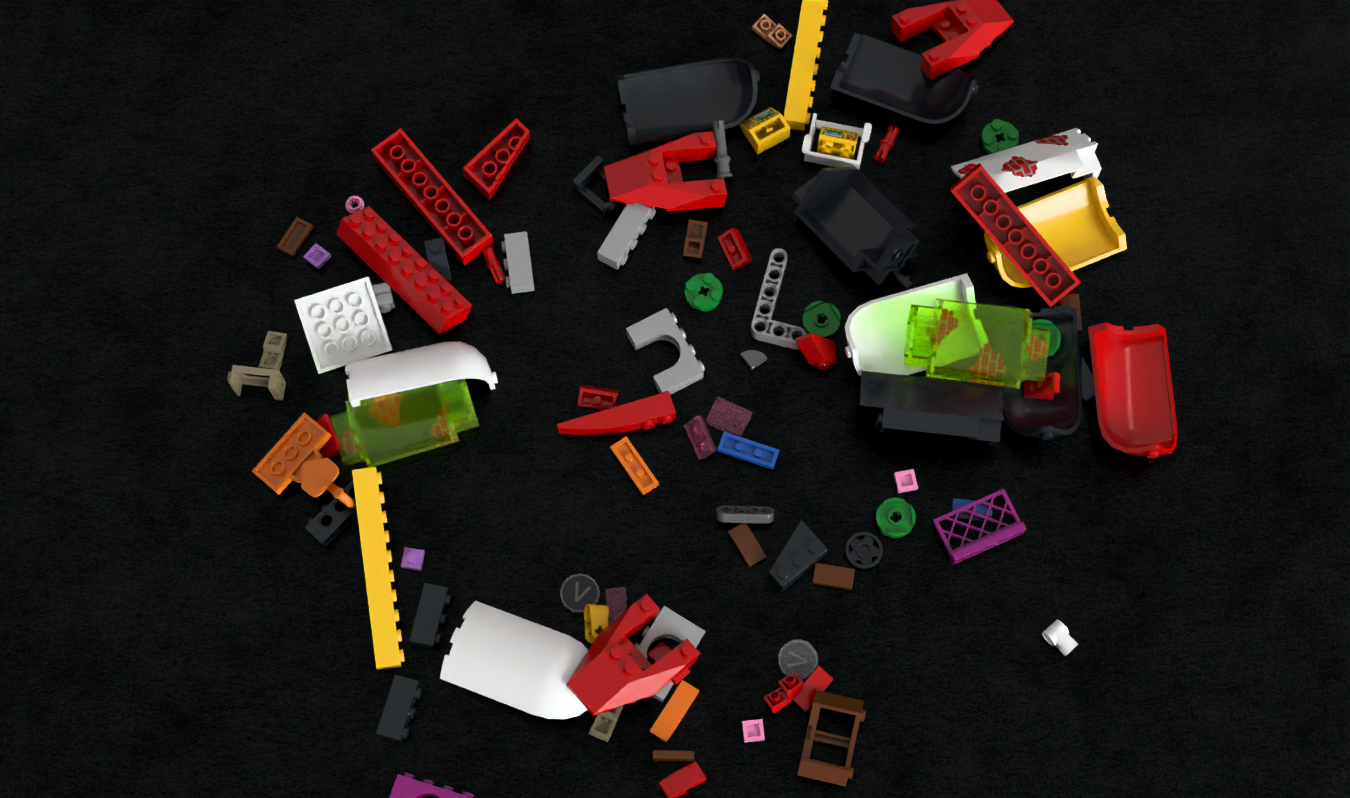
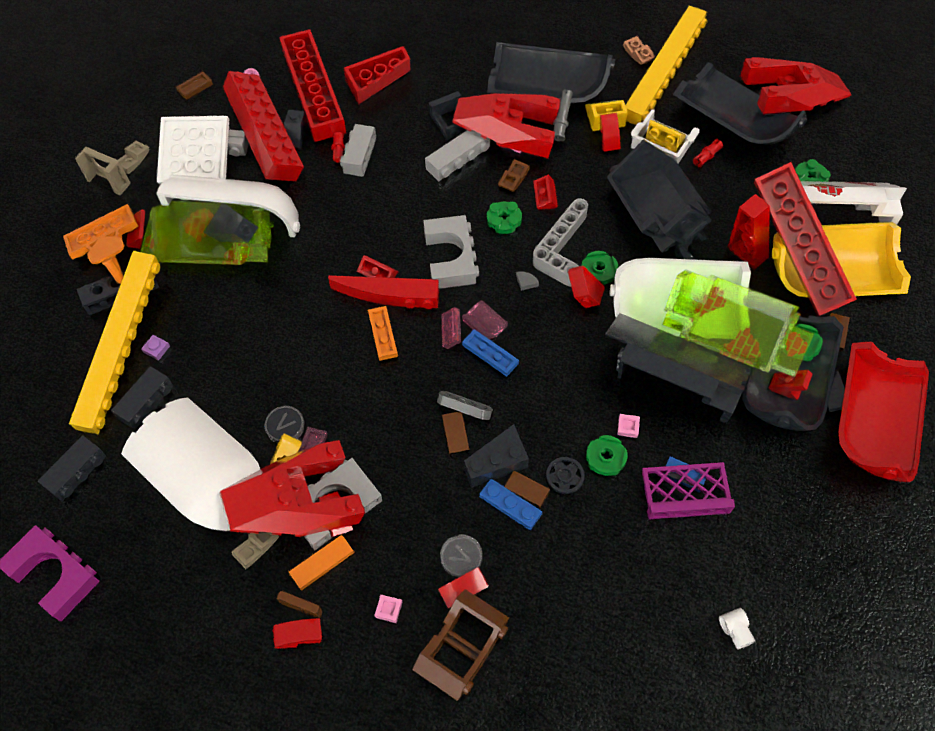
camera: 20 degrees right, 10 degrees down
(317, 256) = (202, 101): medium lavender plate -> none
(436, 404) = (230, 226): none -> black slope
(778, 153) = (610, 131): none -> red slope
(788, 690) = (442, 578): red slope -> none
(824, 595) = (510, 504): none -> blue plate
(962, 238) = (751, 232): none -> red wedge

